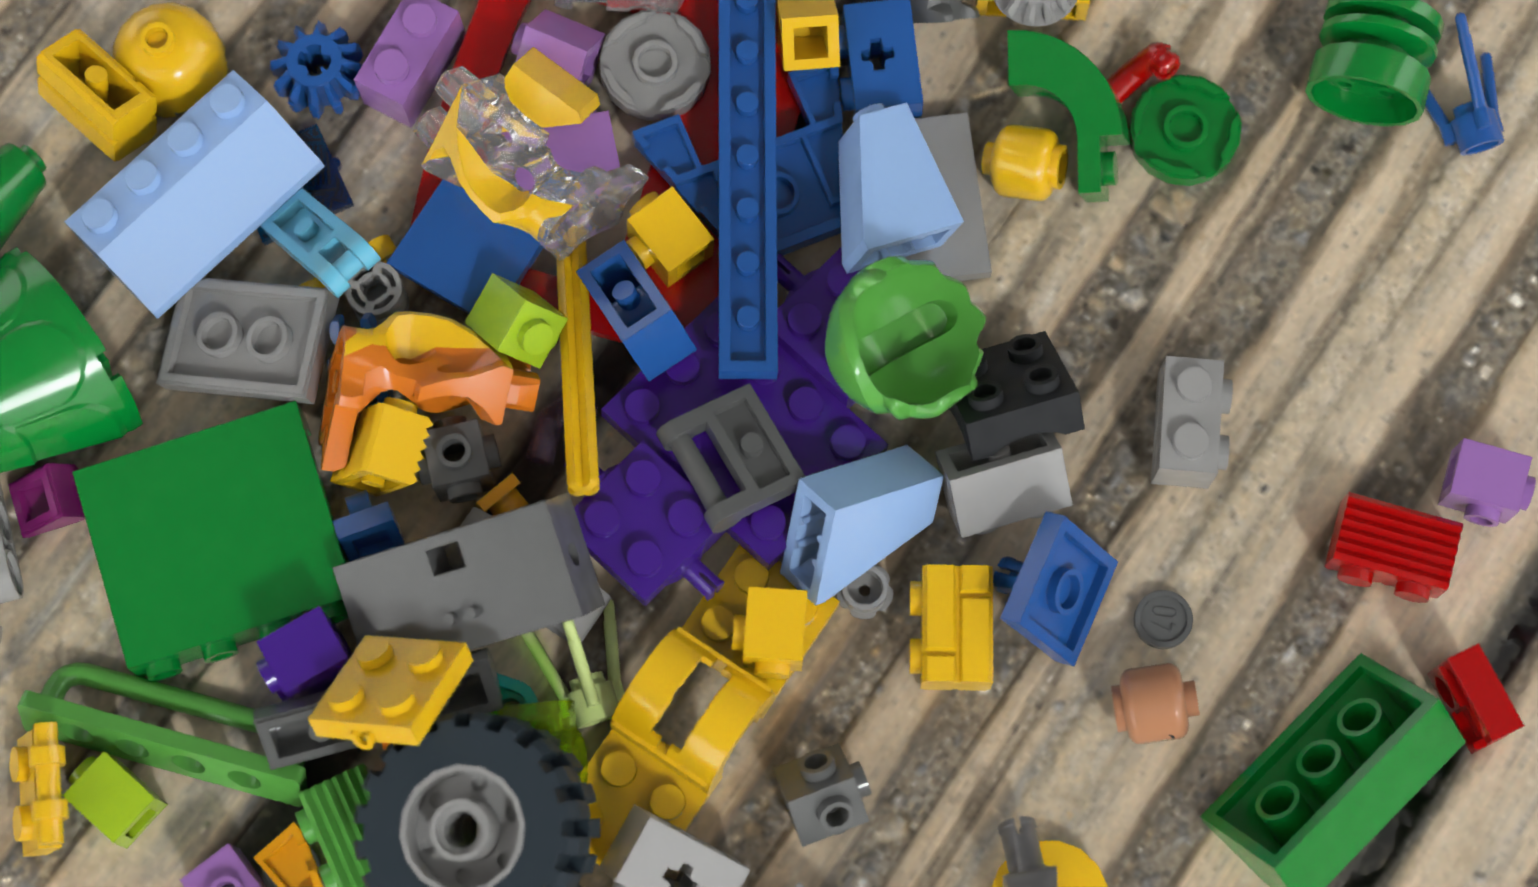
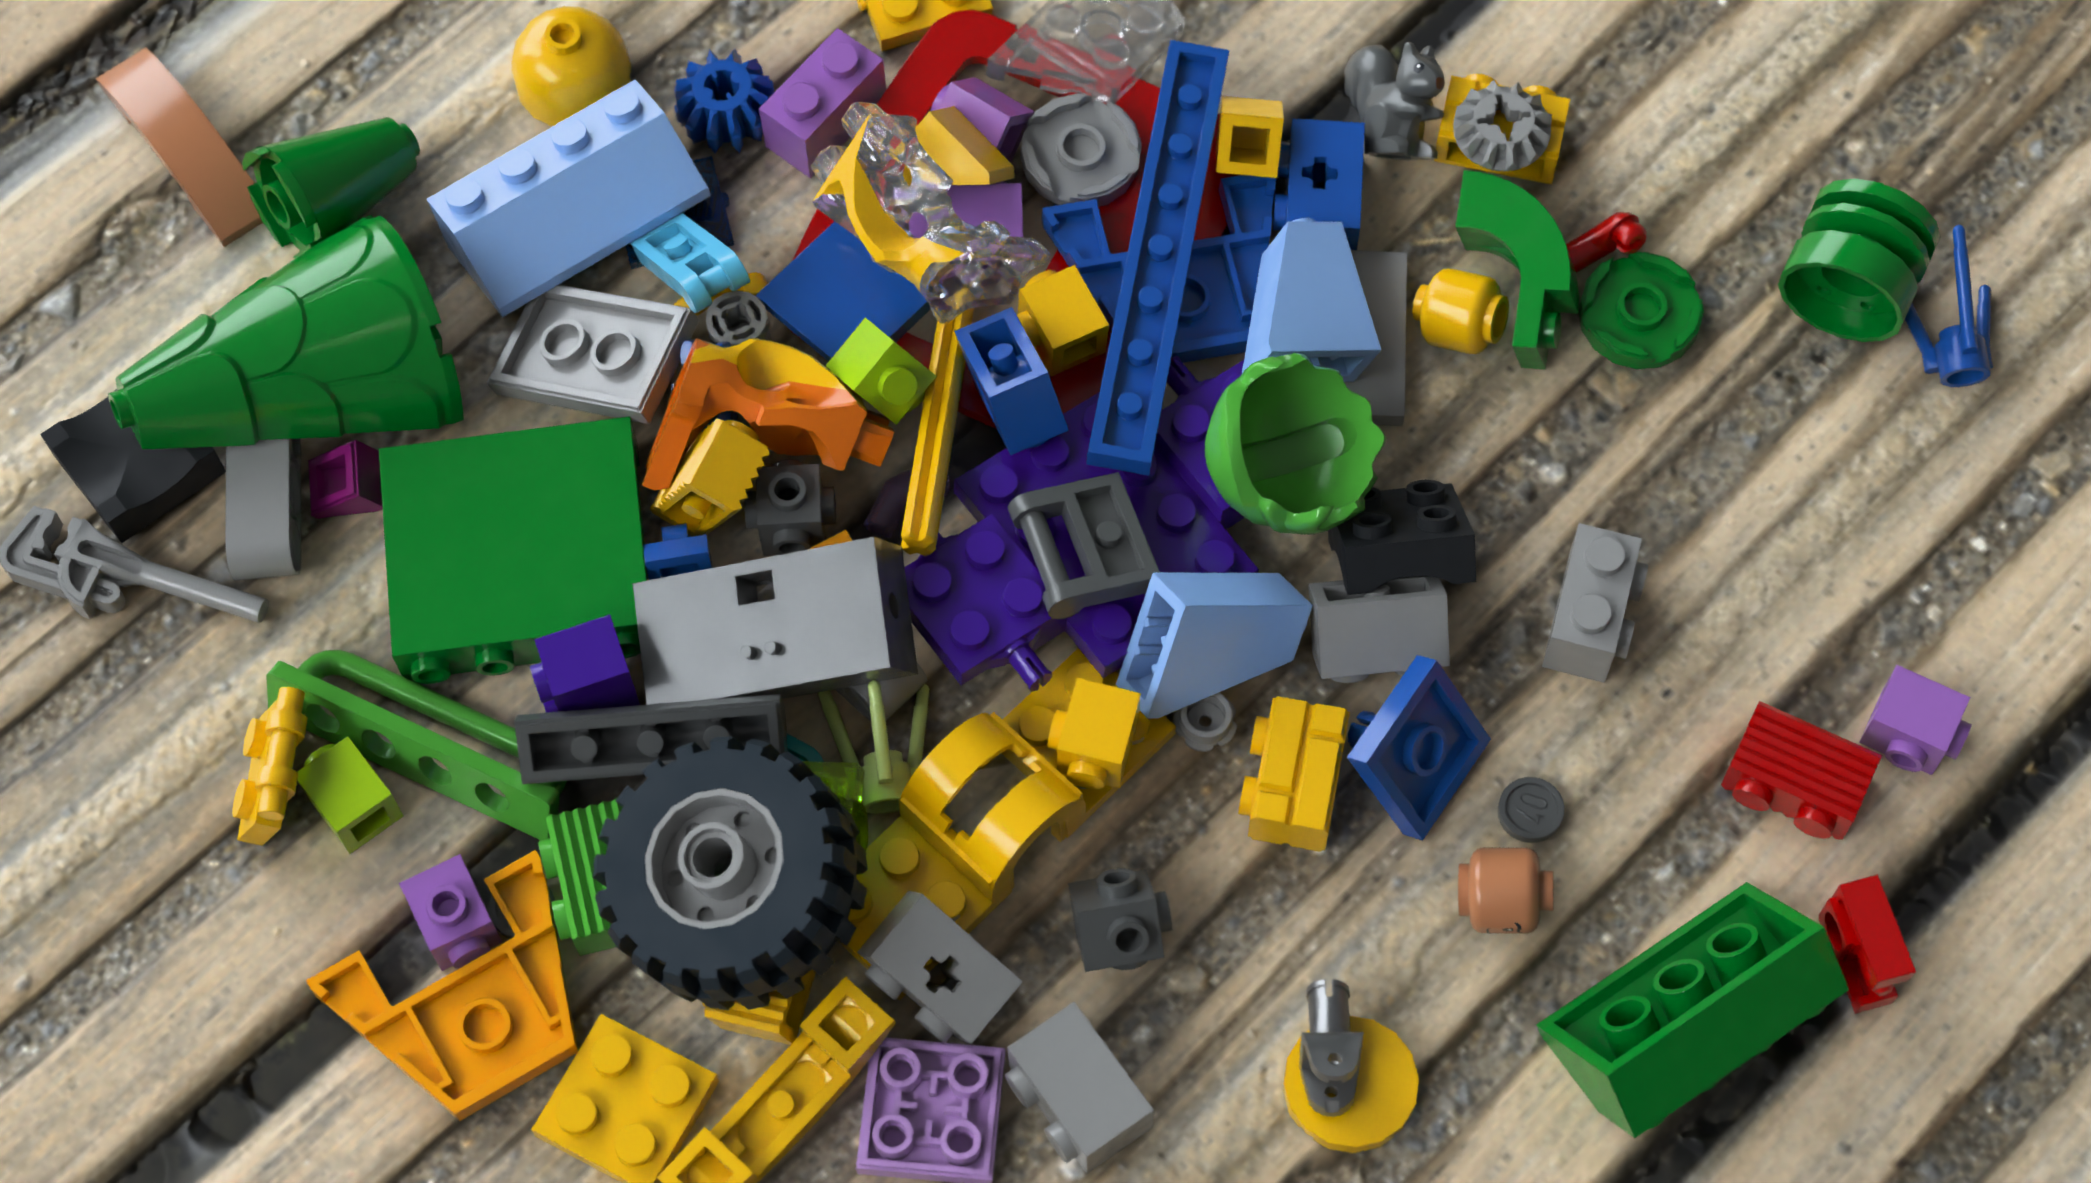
camera: 10 degrees right, 10 degrees down
(96, 94) = (488, 84): yellow brick -> none
(391, 690) = (667, 707): yellow plate -> none

